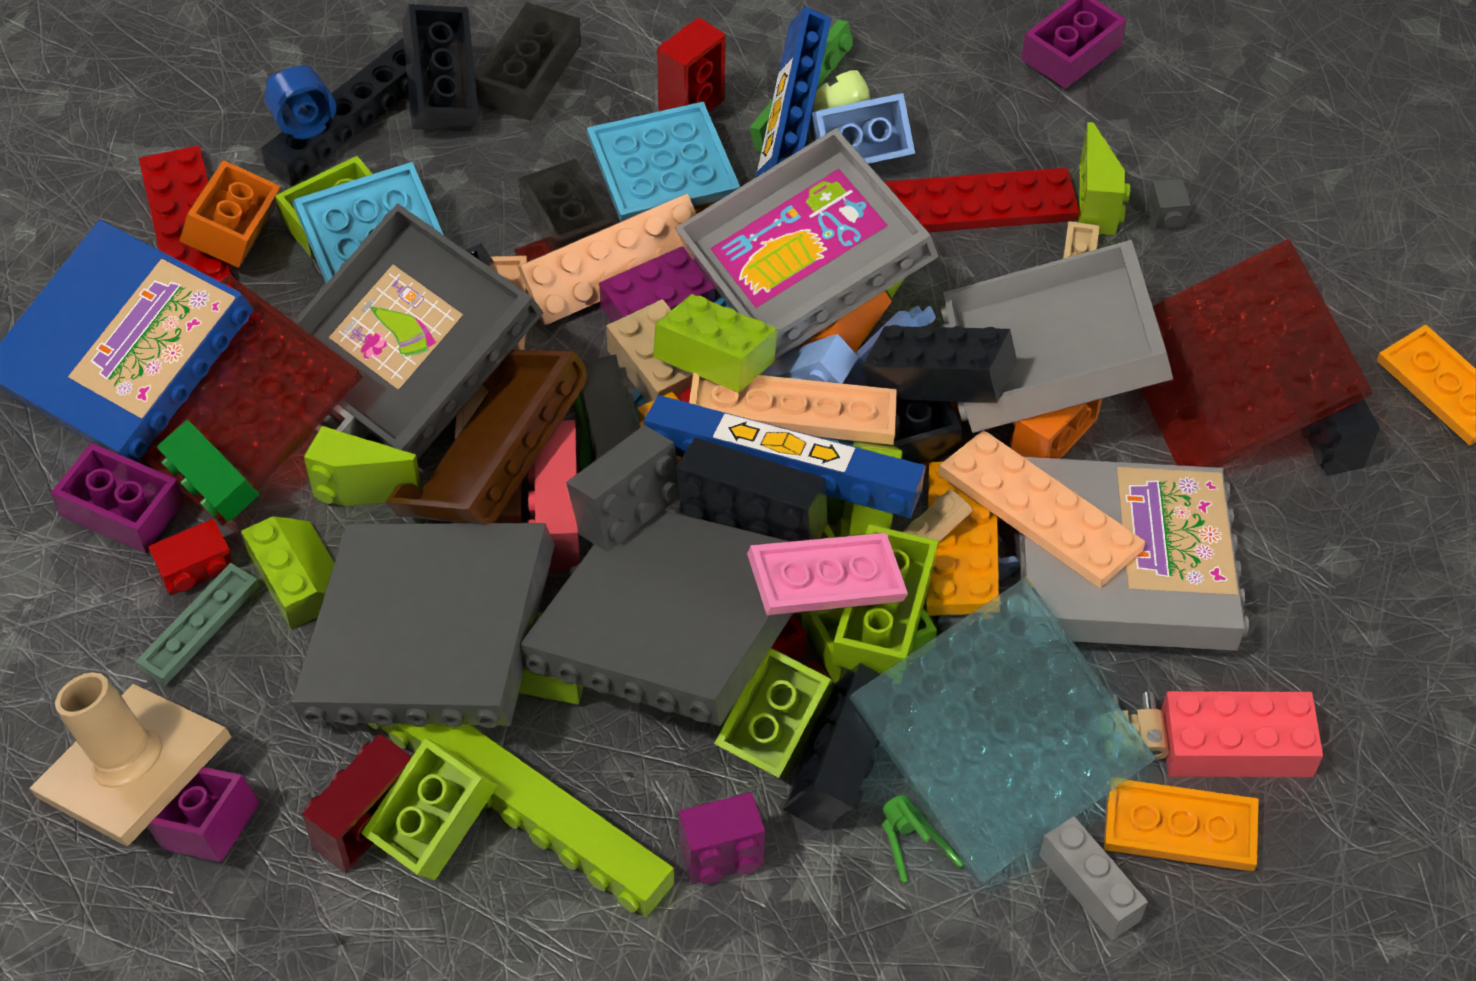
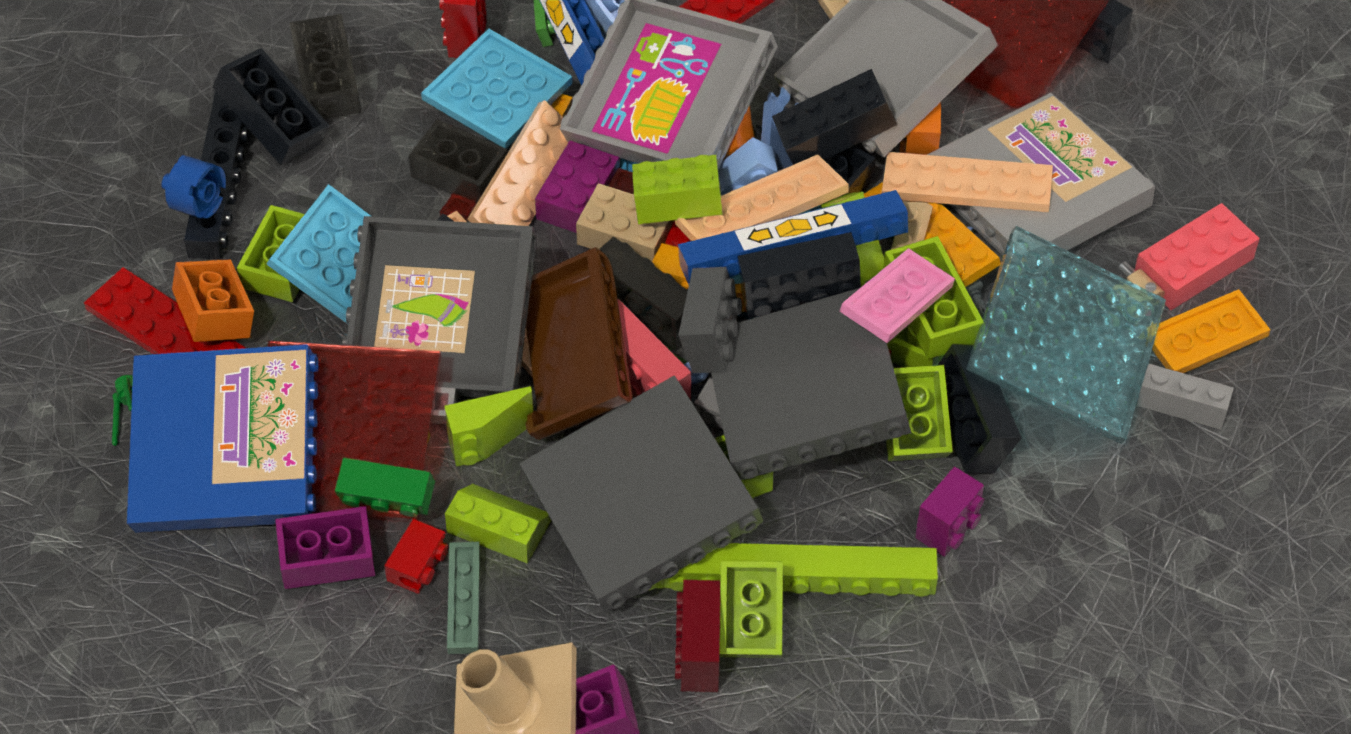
camera: 35 degrees left, 0 degrees up
(906, 818) = (1042, 431): bright green plant -> none

